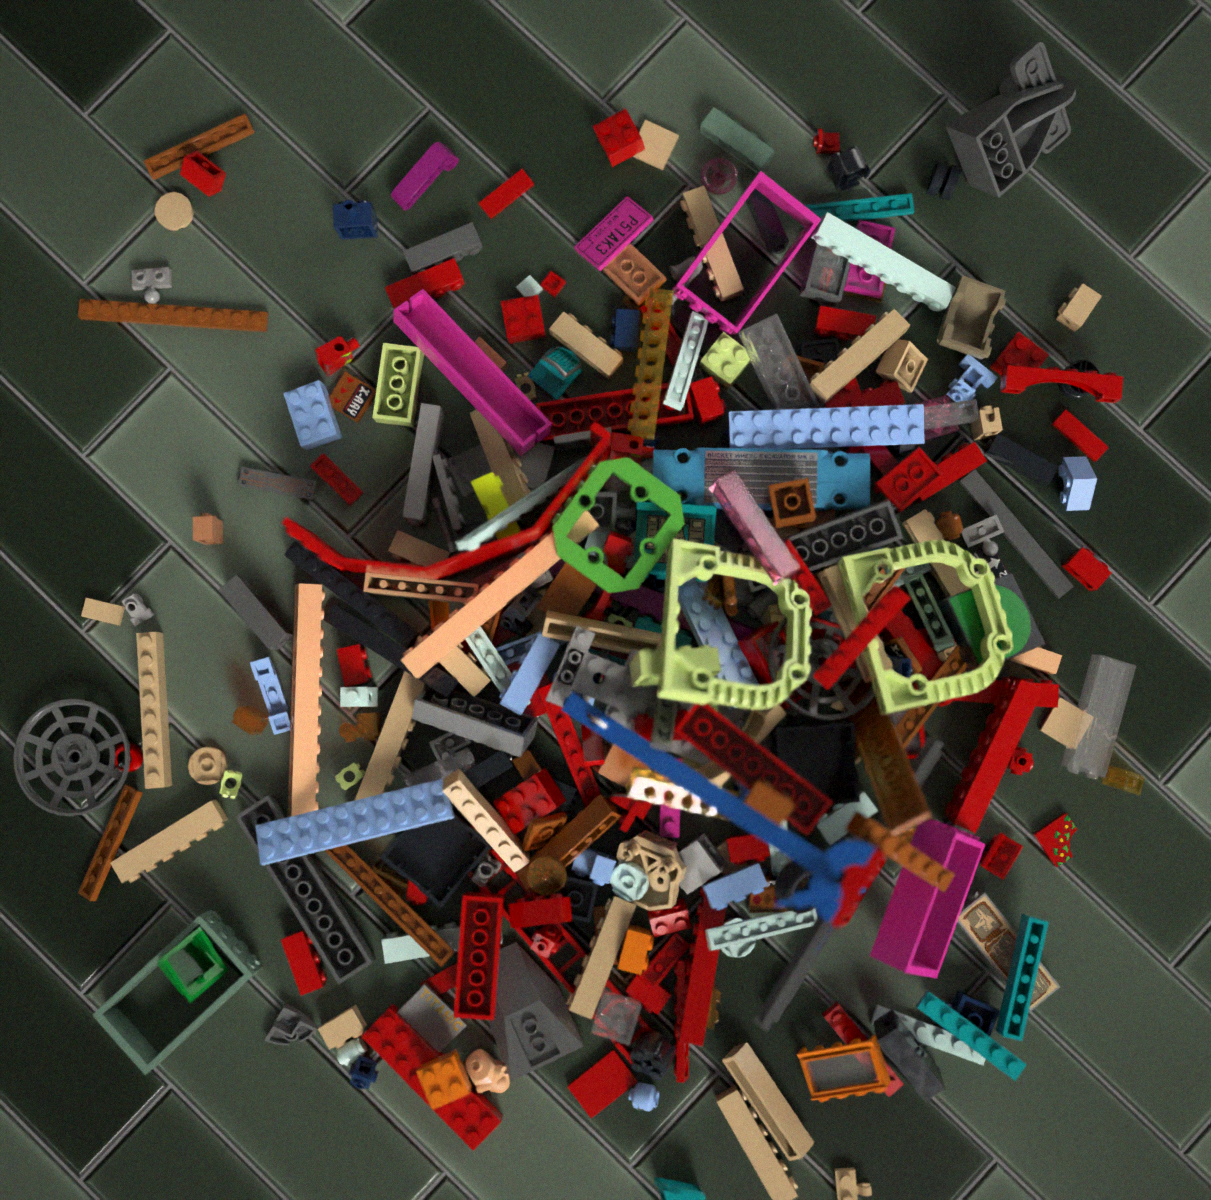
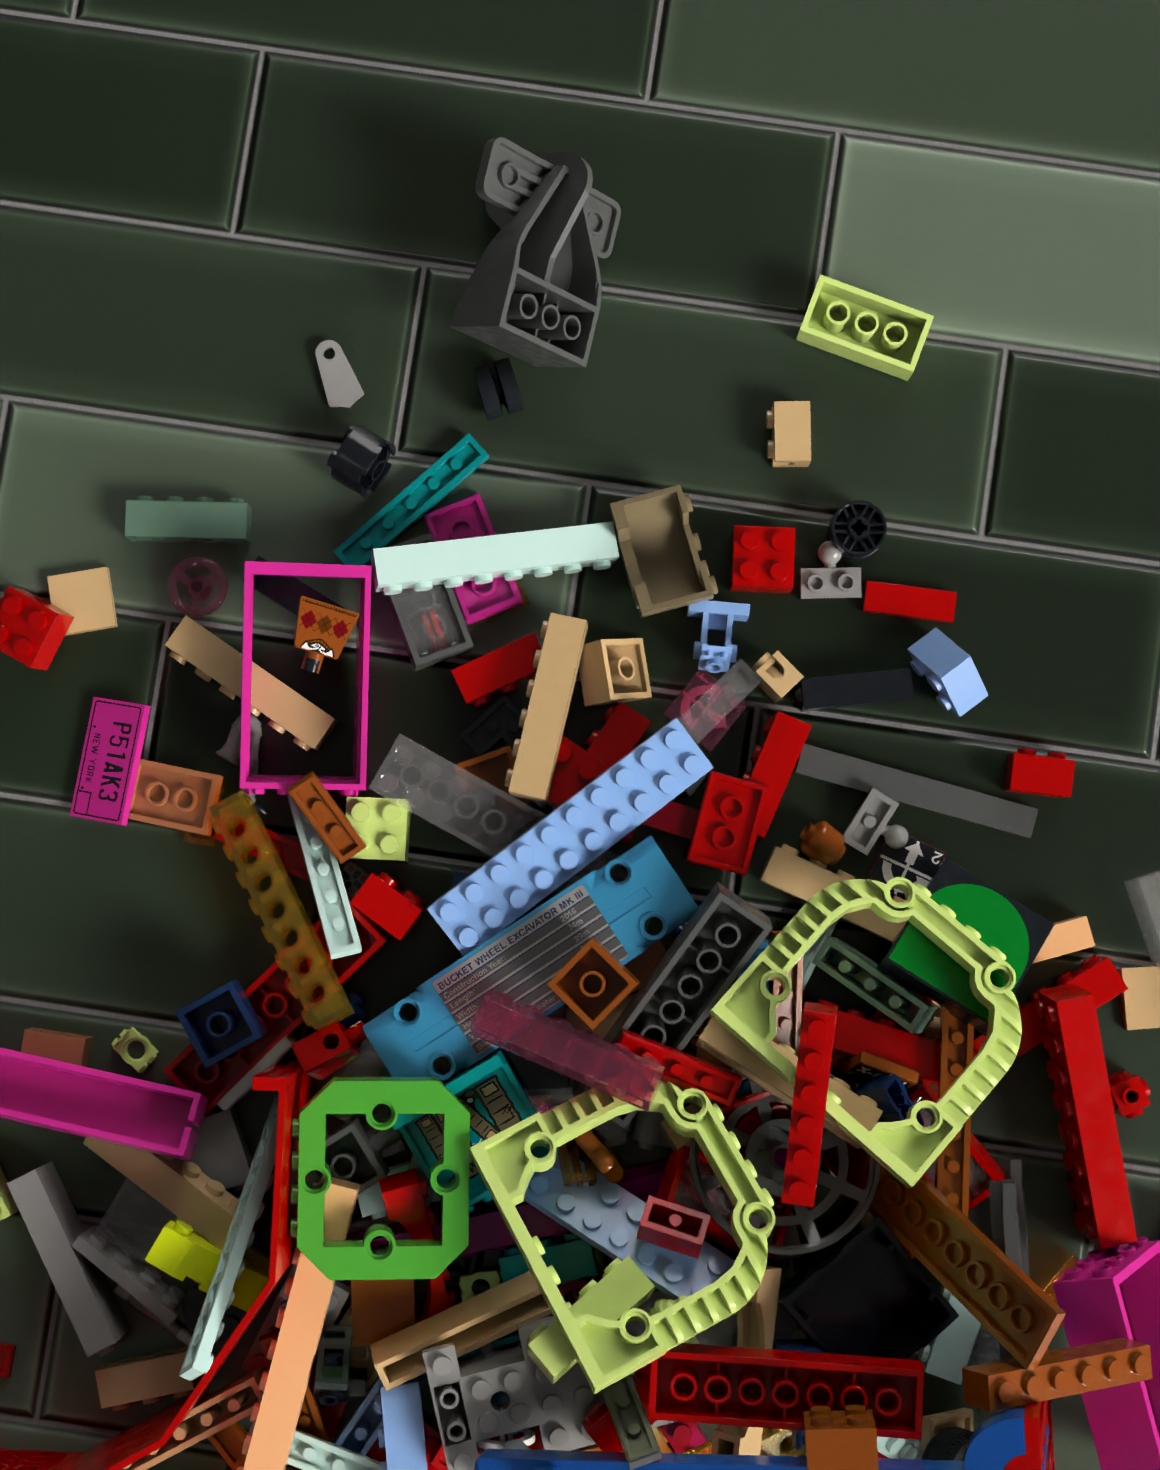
camera: 35 degrees left, 0 degrees up
(523, 319) = (68, 962): red brick -> none
(529, 287) = (48, 912): light aqua tile -> none
(553, 283) = (75, 883): red tile -> none
(556, 371) = (155, 995): teal piece -> none
(584, 397) = (221, 1023): none -> dark blue brick
(586, 345) = (177, 938): tan brick -> none
(626, 330) = (216, 880): dark blue brick -> none
(708, 332) = (326, 817): none -> dark orange tile
(746, 653) = (673, 1227): none -> red brick
(774, 233) = (321, 631): none -> dark orange torso
(826, 142) = (310, 440): red bracket -> none
(863, 120) = (337, 376): none -> light grey piece
(1046, 397) = (830, 581): none -> light grey plate
(1103, 387) = (896, 525): red arch -> none
(1156, 278) = (864, 328): none -> yellowish green brick

